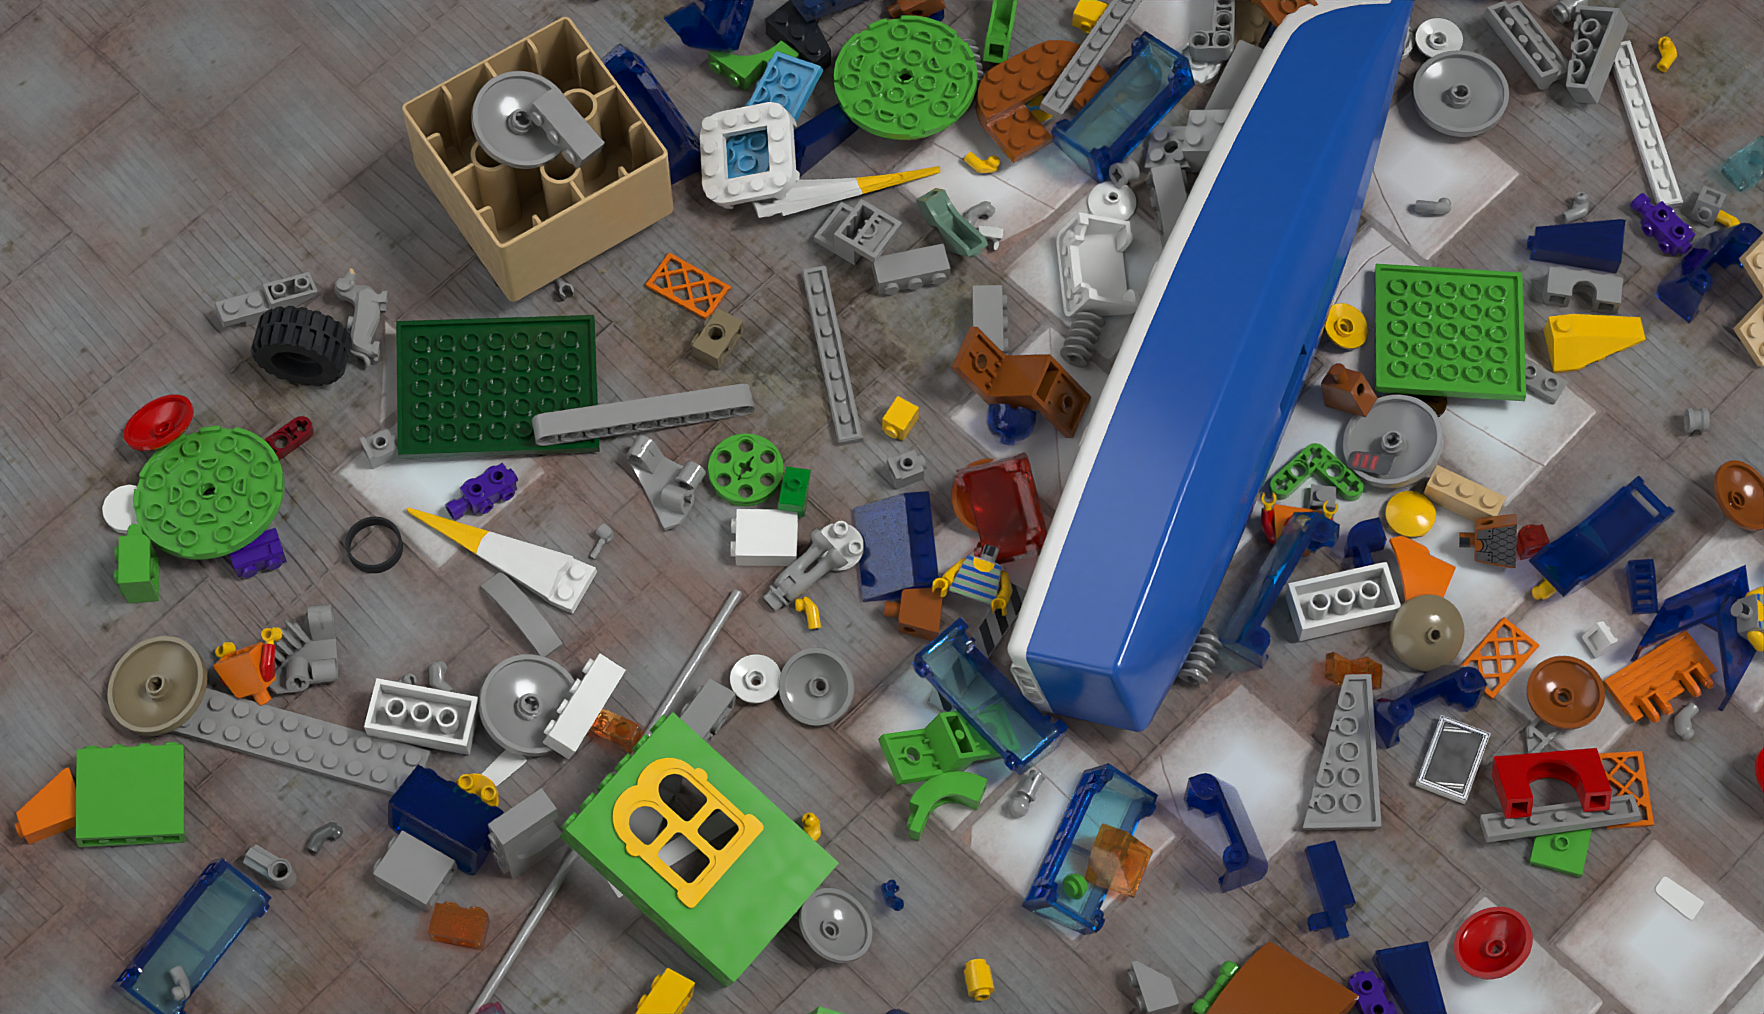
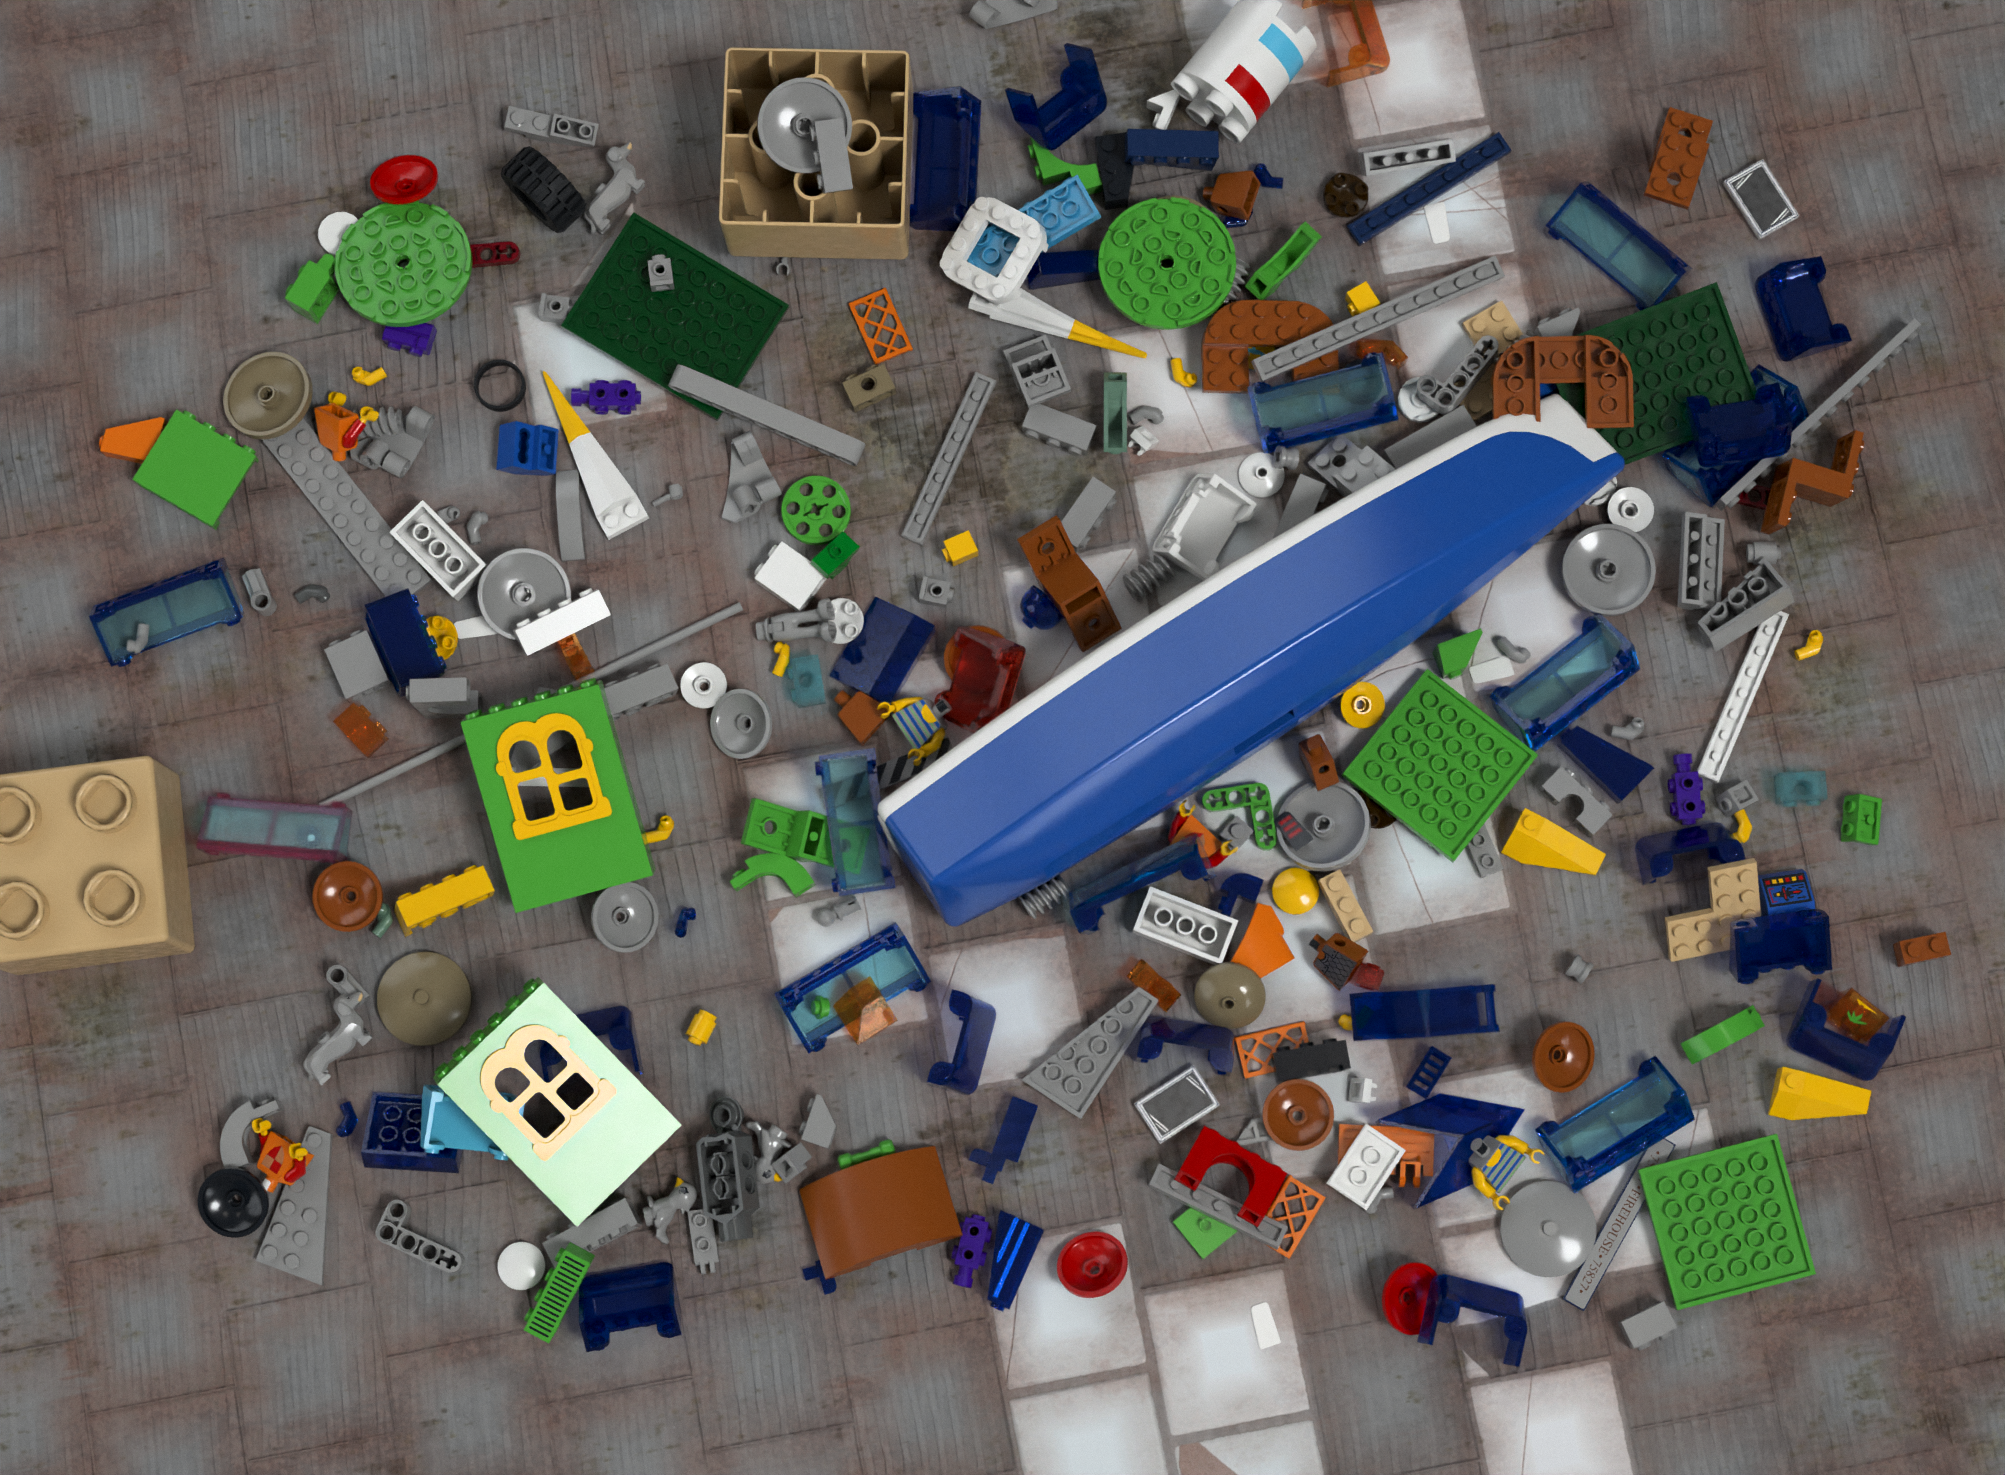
camera: 40 degrees right, 15 degrees up
(241, 616) = (368, 378): none -> yellow arm
(440, 580) = (527, 449): none -> blue piece
(462, 360) = (664, 280): none -> light grey brick
(844, 601) = (807, 667): none -> clear light blue brick
(1122, 46) = (1392, 352): none -> clear orange slope
(1391, 234) = (1455, 654): none -> bright green slope
(1427, 234) = (1492, 670): none -> white sticker
(1499, 200) = (1567, 683): none -> windscreen
(1540, 639) = (1310, 1060): none -> black wedge
(1658, 696) = (1365, 1166): none -> white tile

